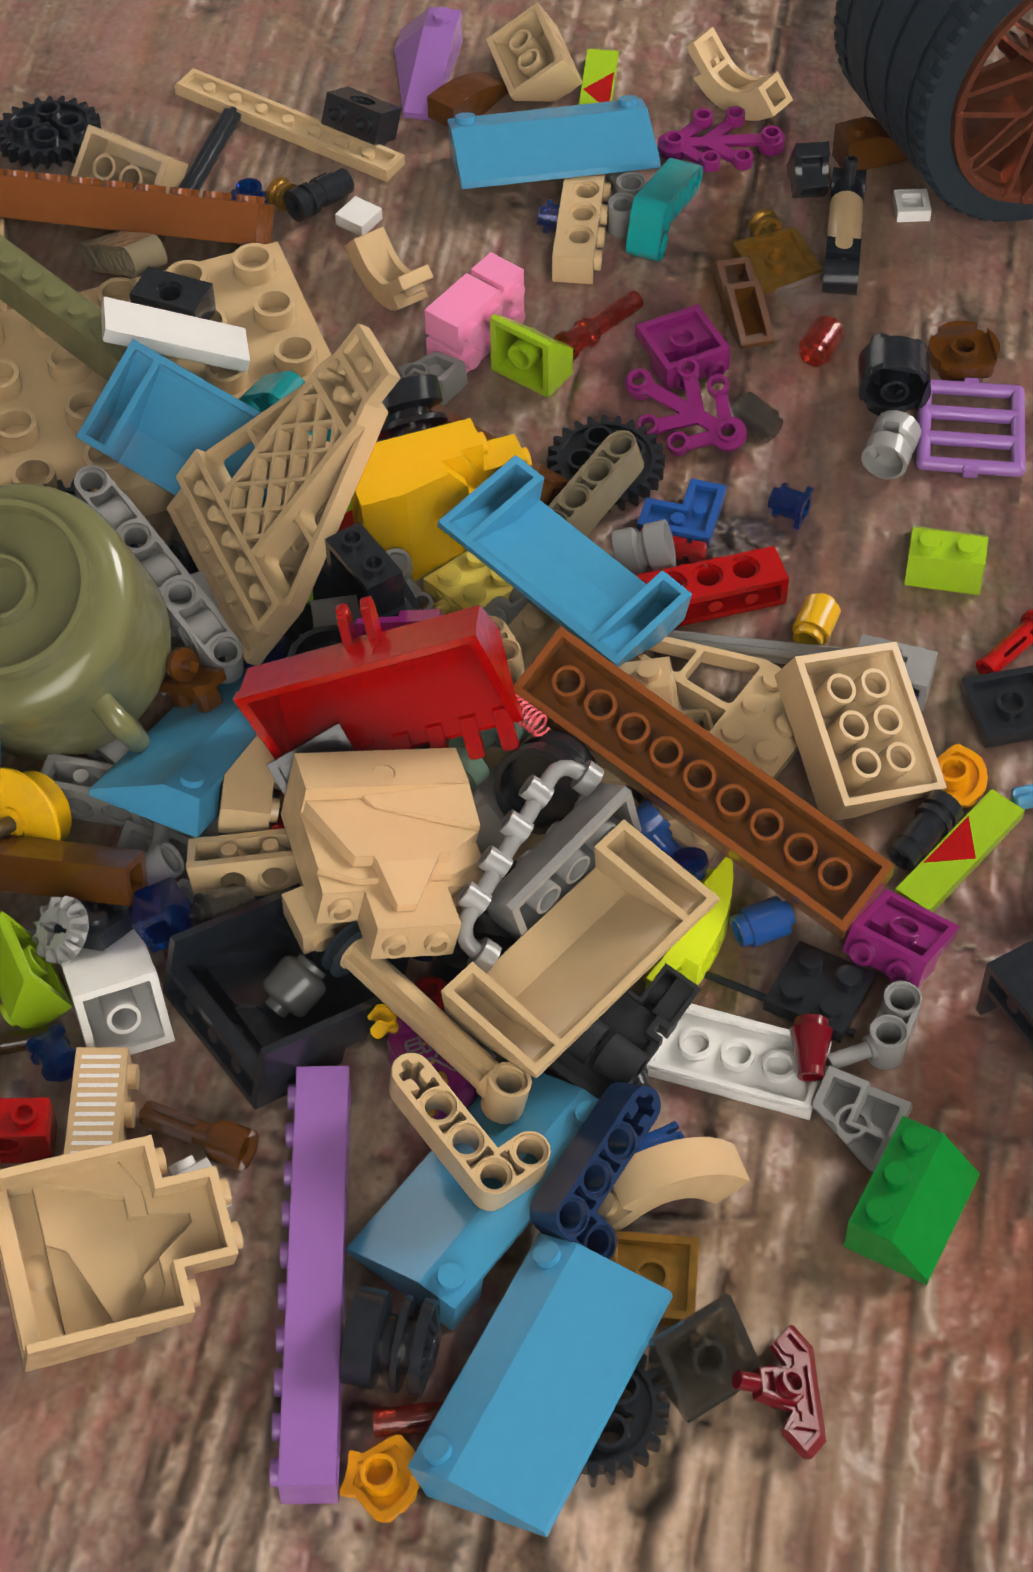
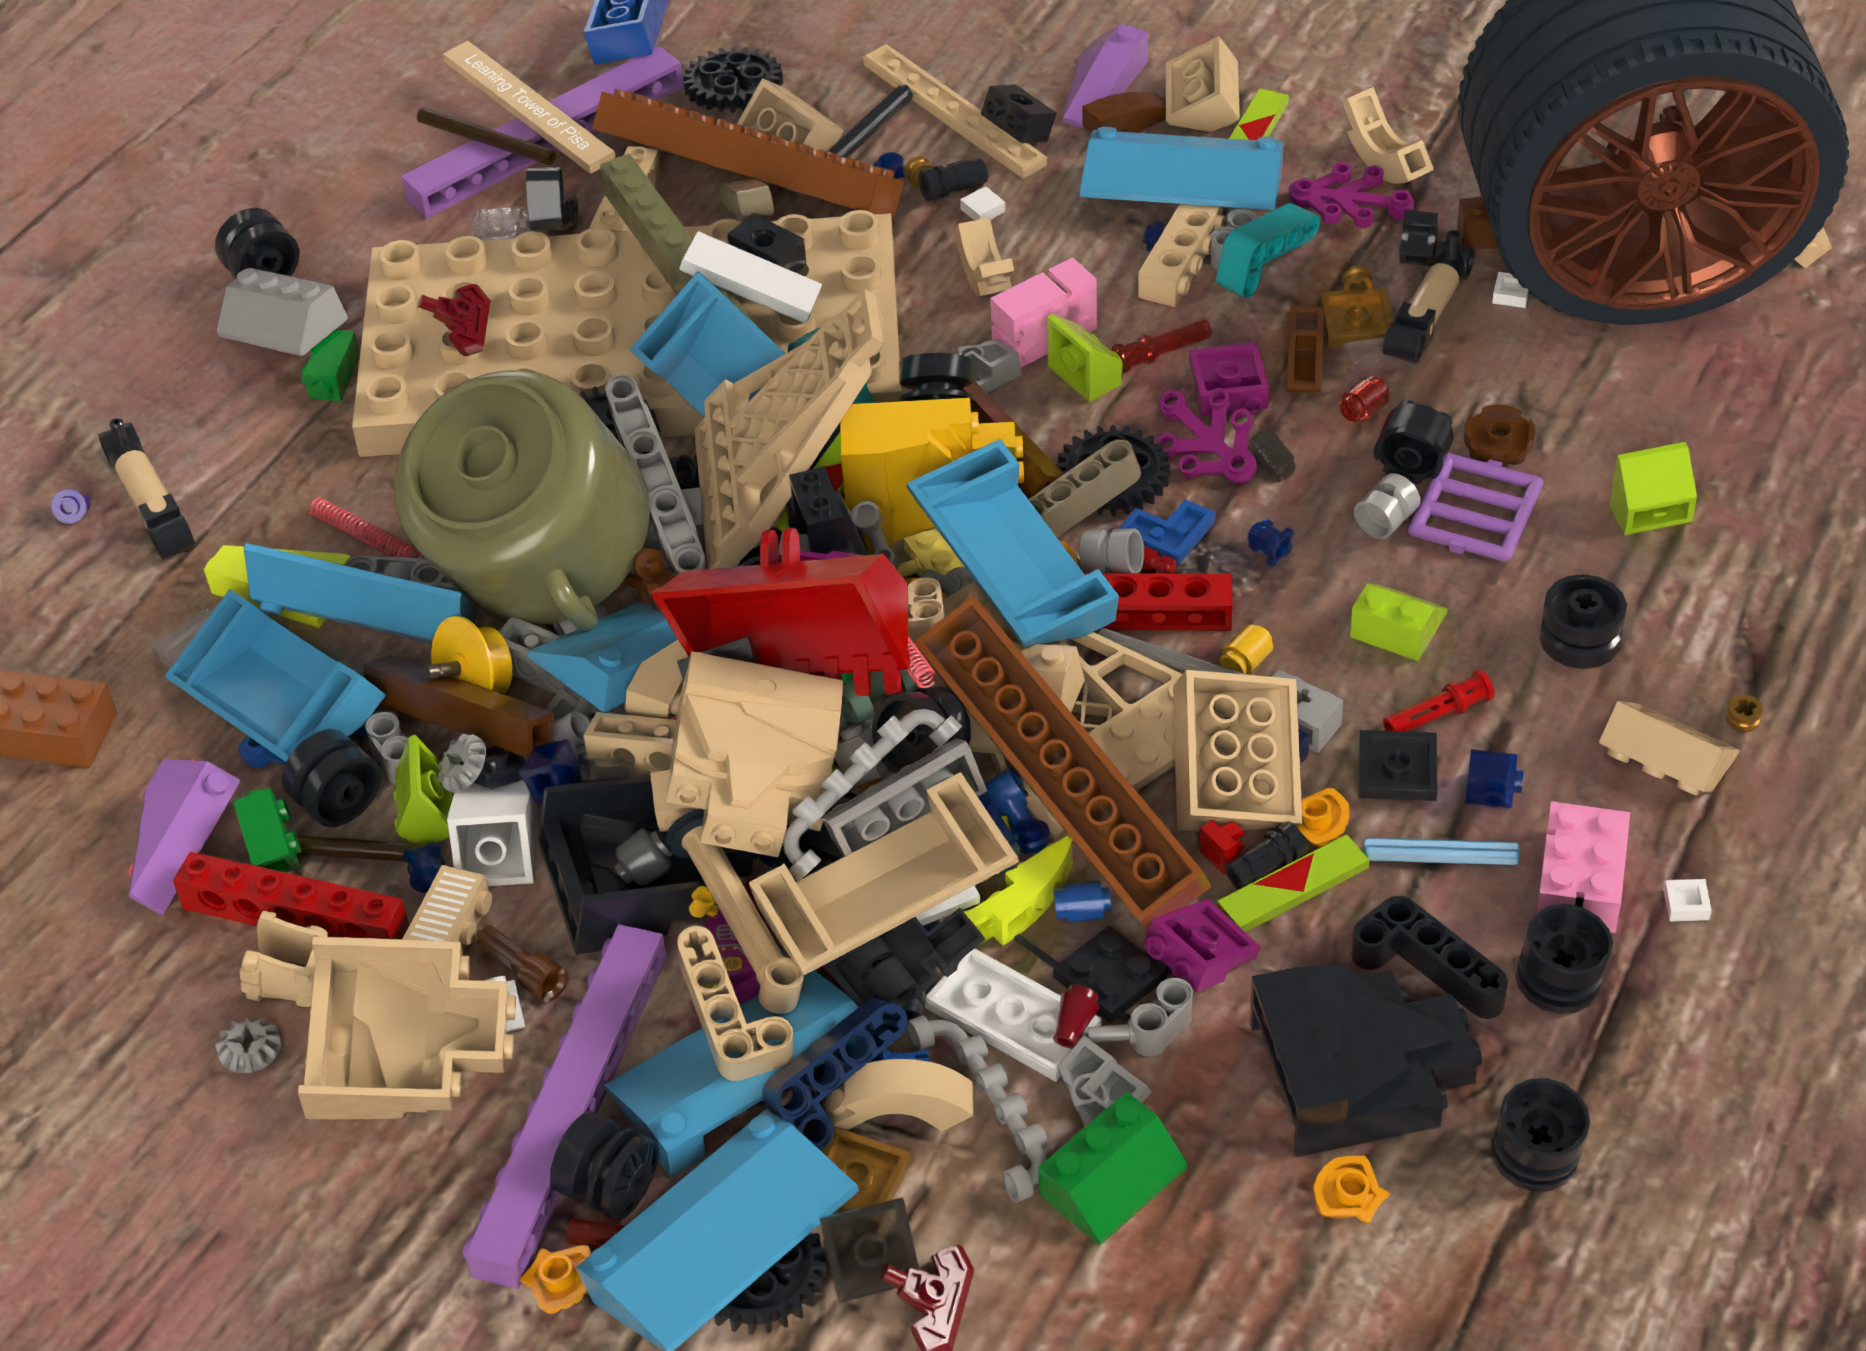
camera: 20 degrees right, 5 degrees down
(780, 1164) = (990, 1081): none -> light grey bar
(876, 827) = (1220, 843): none -> red tile

